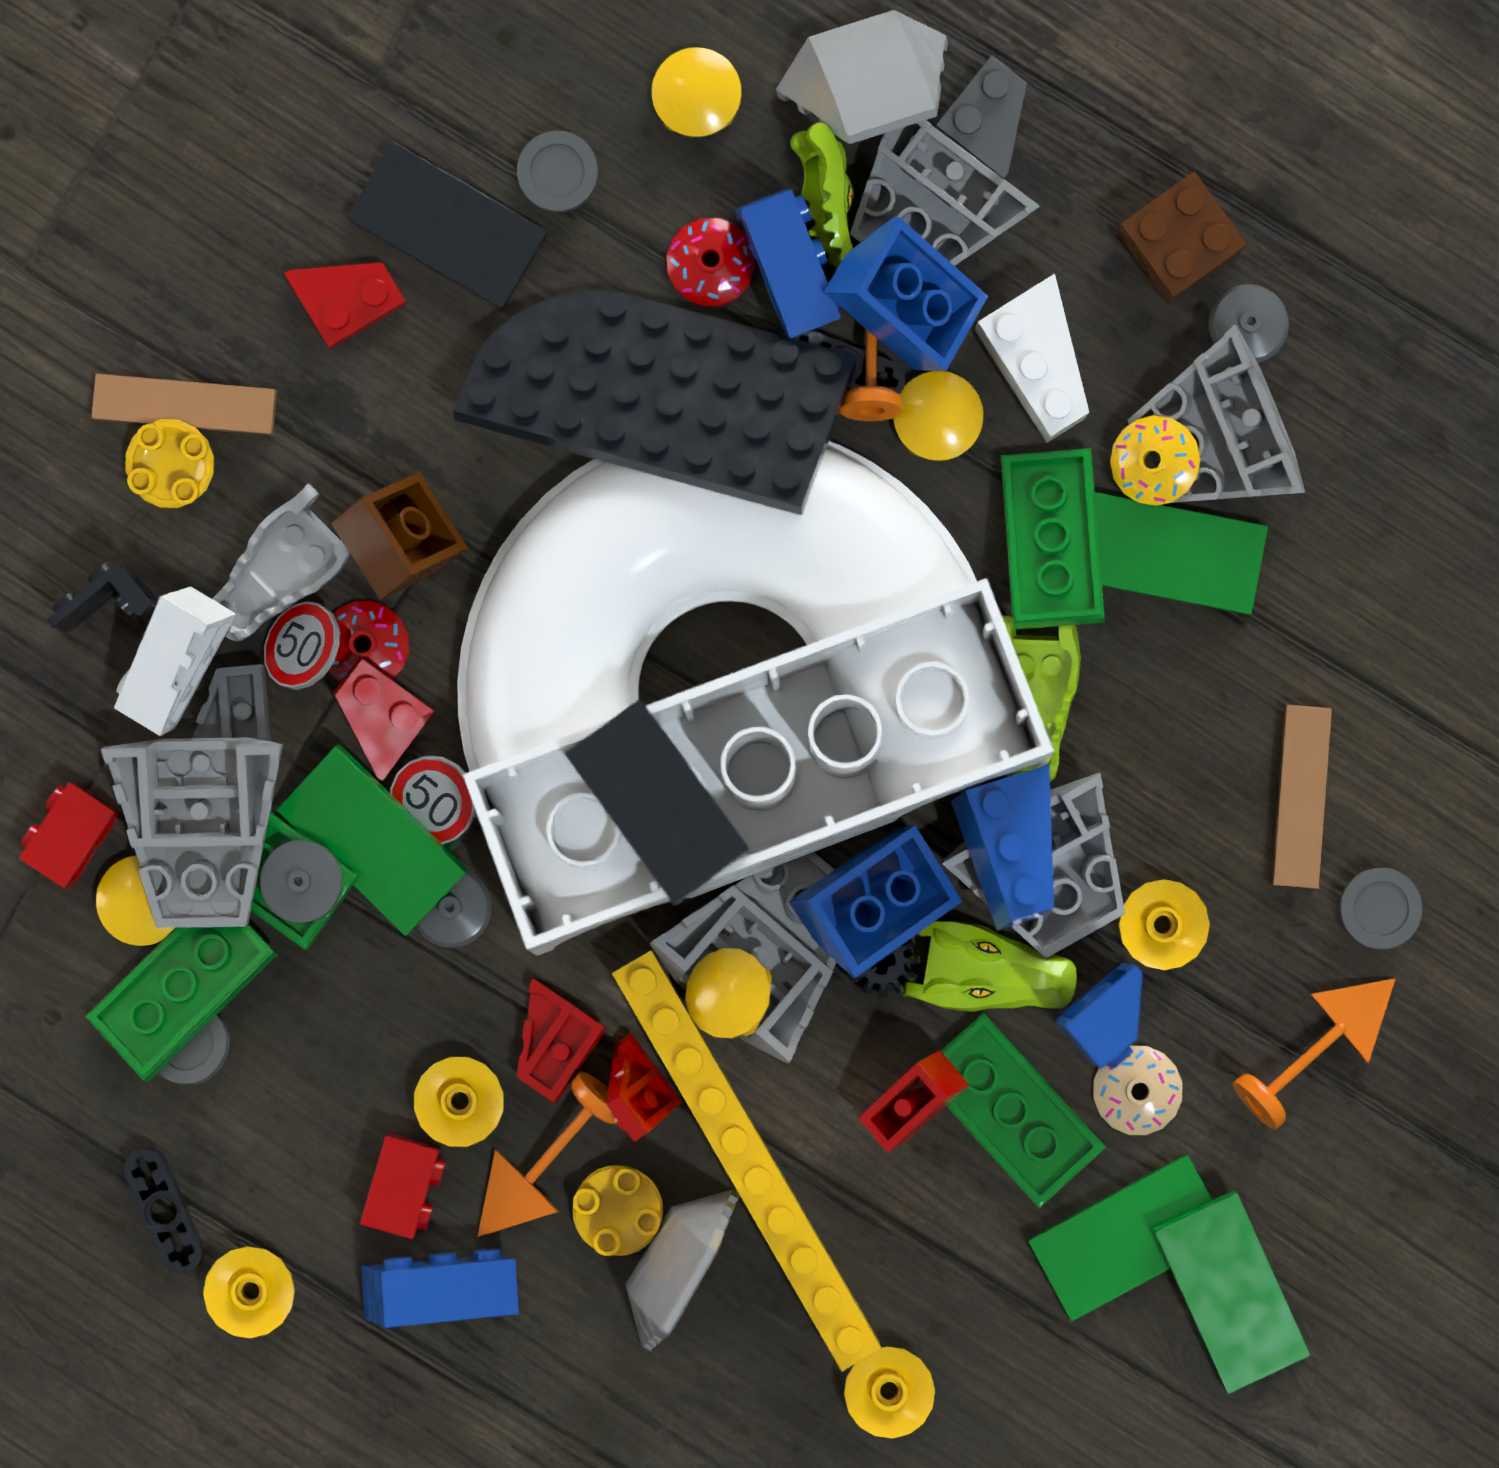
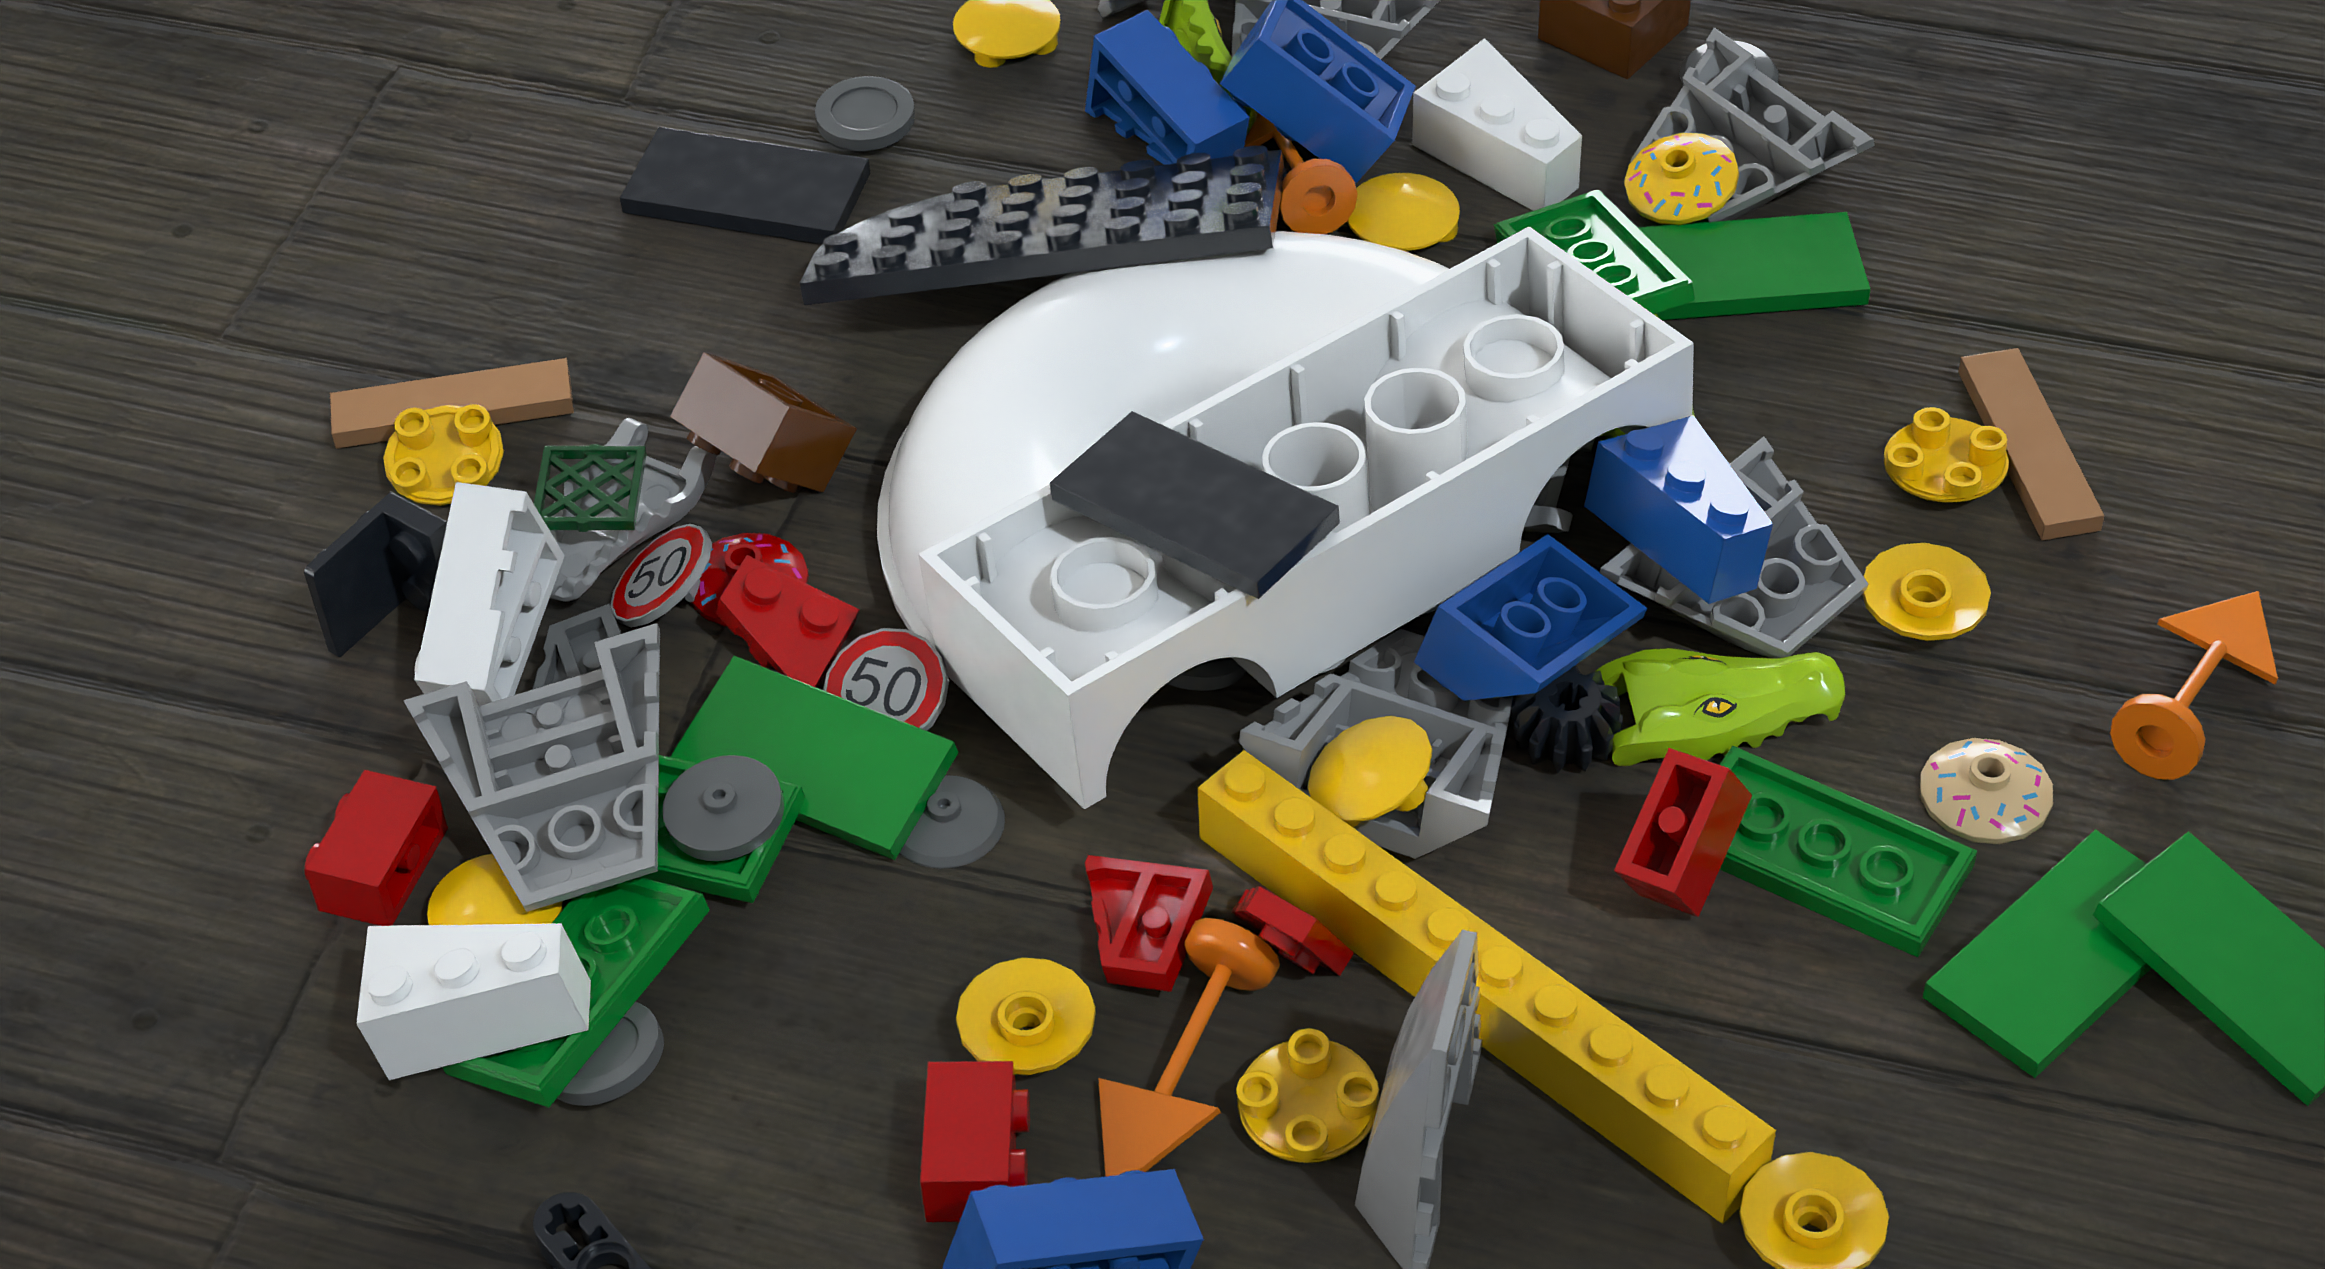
camera: 10 degrees left, 40 degrees down
(102, 994) = (467, 992): none -> white wedge
(274, 524) = (591, 455): none -> dark green window
(345, 298) = (636, 271): red wing -> none
(710, 284) = (1073, 145): red dish -> none
(1106, 1018) = (1898, 663): blue slope -> none
(1234, 798) = (1946, 457): none -> yellow dish
(1380, 908) = (2195, 519): dark grey piece -> none

